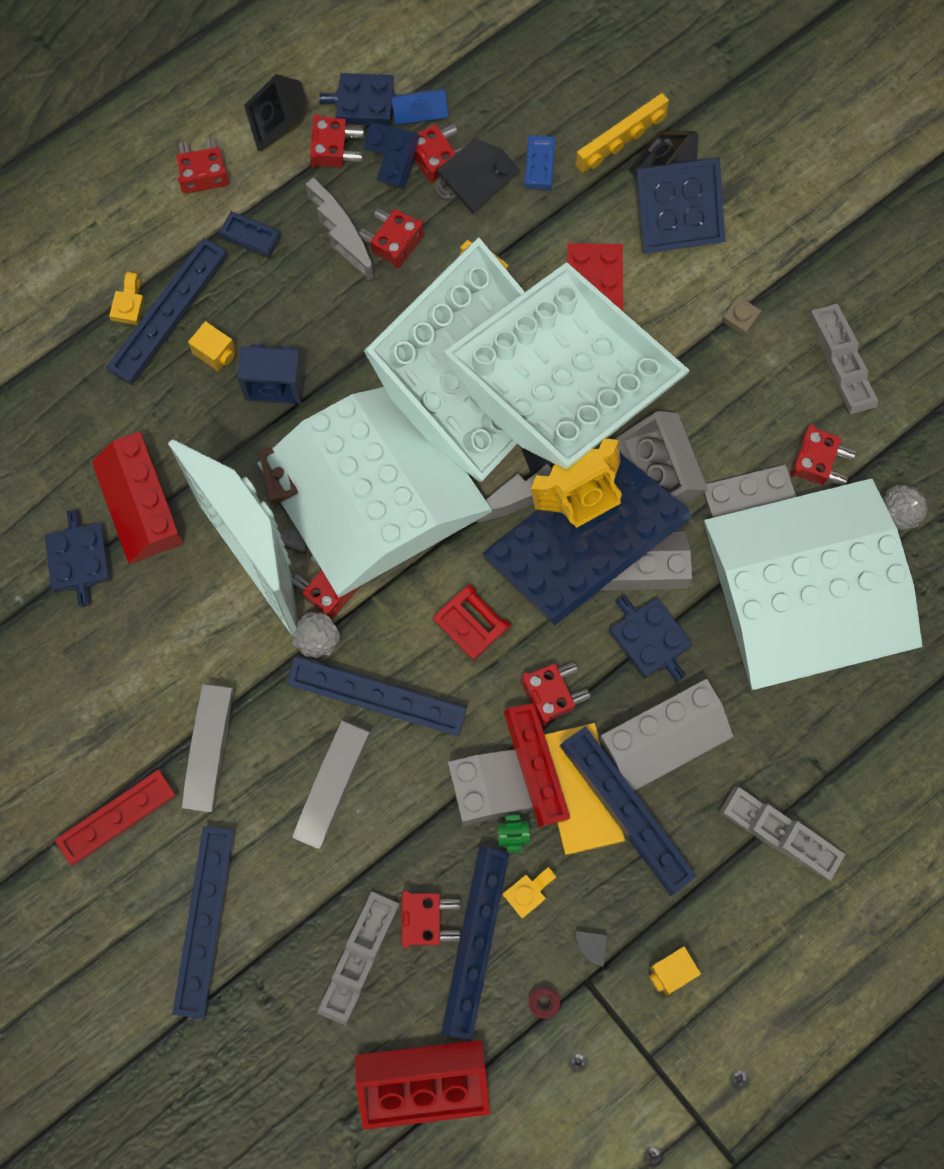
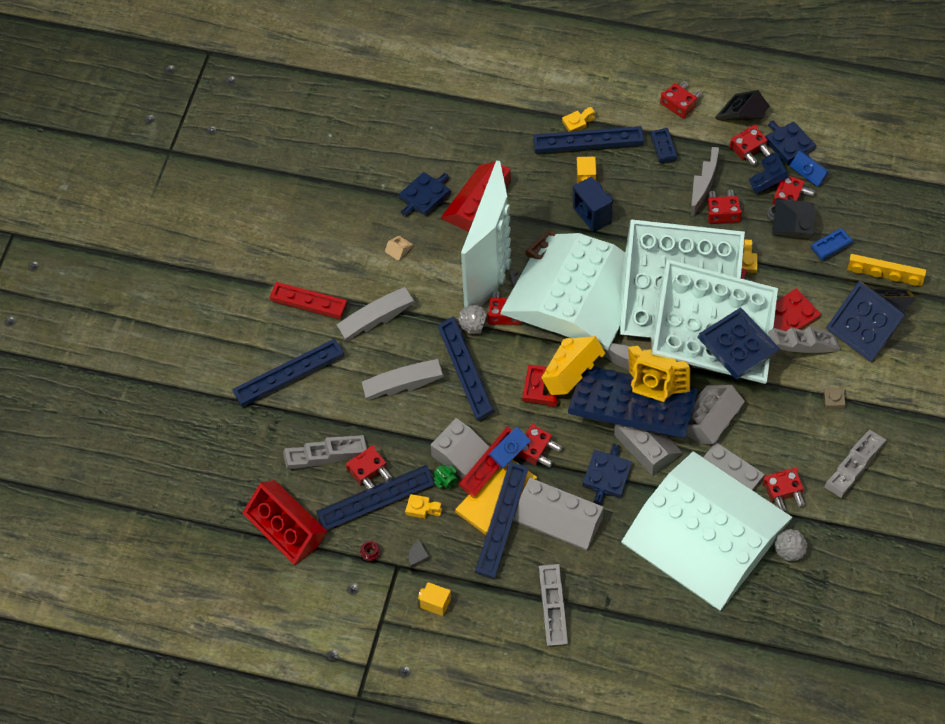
camera: 55 degrees right, 15 degrees down
(129, 647) = (398, 247): none -> tan slope
(478, 568) = (570, 362): none -> yellow wedge
(540, 728) = (509, 447): none -> blue plate
(622, 361) = (738, 343): none -> dark blue plate
(652, 289) = (806, 341): none -> light grey slope

